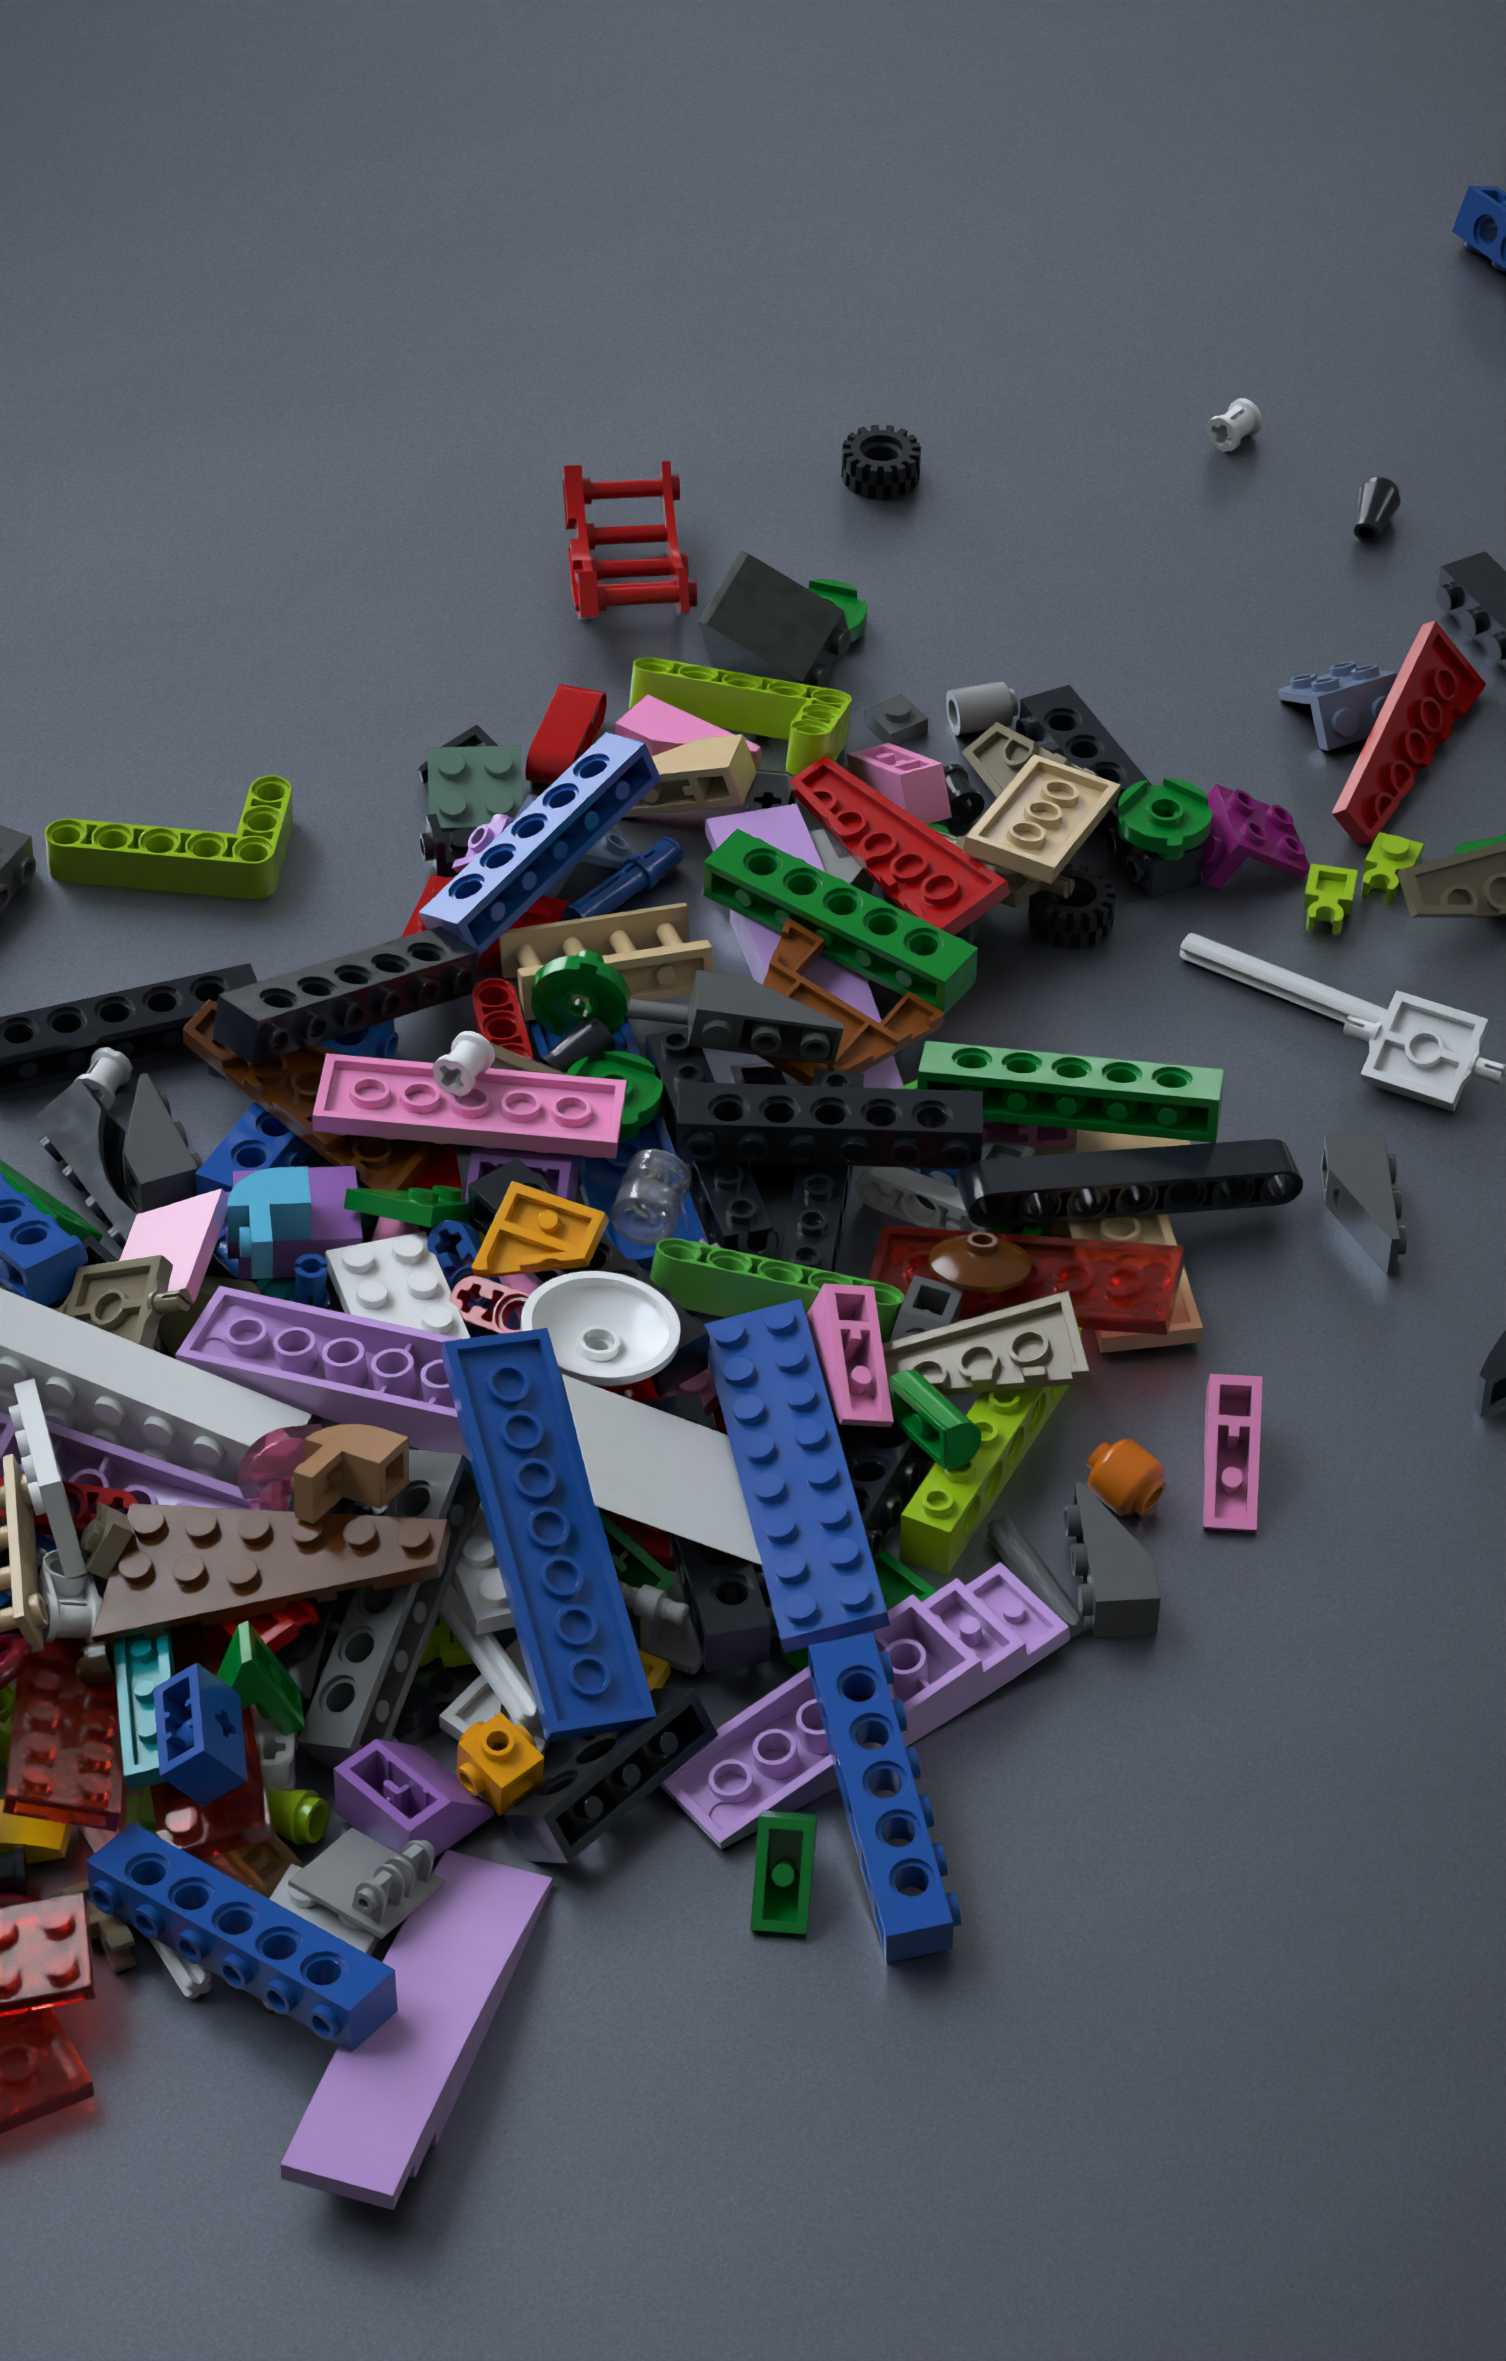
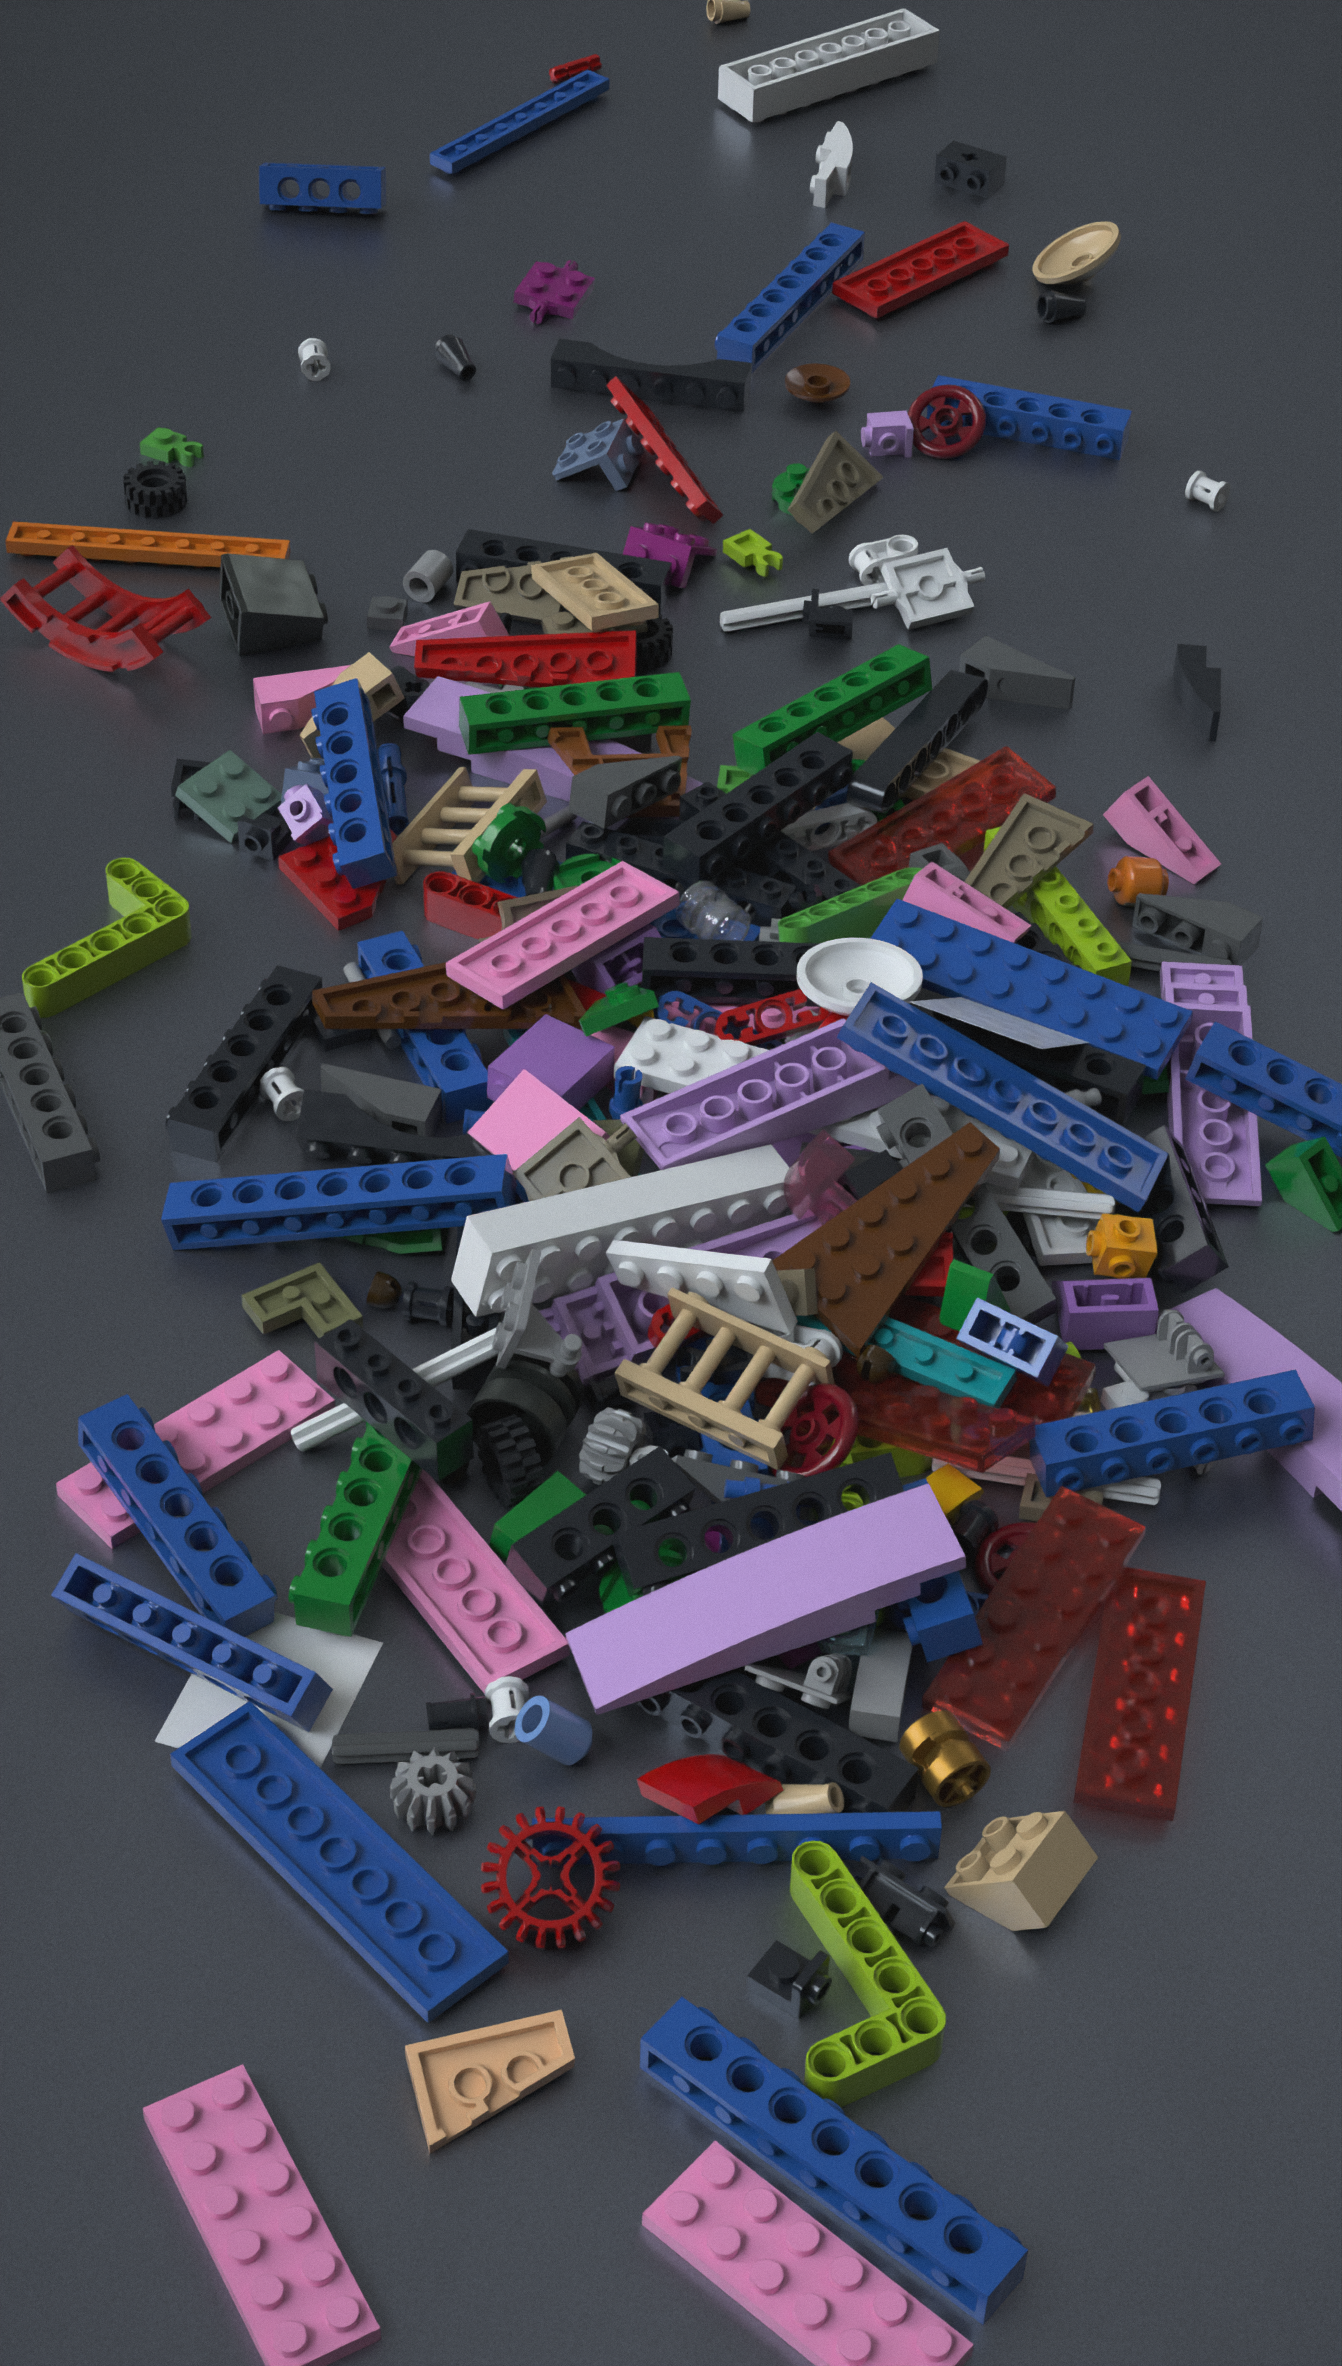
camera: 50 degrees left, 0 degrees up
(266, 1209) = (566, 1065): medium azure brick -> none
(345, 994) = (389, 932): black brick -> none
(349, 1463) = (883, 1133): medium nougat brick -> none
(468, 1057) = (544, 903): white bush -> none
(538, 1234) = (735, 959): light orange wing -> none
(565, 732) = (225, 728): red beam -> none
(787, 513) = (137, 545): none -> orange plate
(804, 714) = (319, 647): lime beam -> none
(933, 1420) = (1052, 908): green brick -> none
(969, 427) = (168, 445): none -> bright green plate
(980, 1263) = (924, 826): reddish brown dish -> none
(1143, 820) = (640, 555): green plate -> none
(1272, 1006) = (829, 621): none -> black bracket
(1385, 859) = (749, 515): lime plate -> none
(1444, 986) = (881, 552): none -> white piece

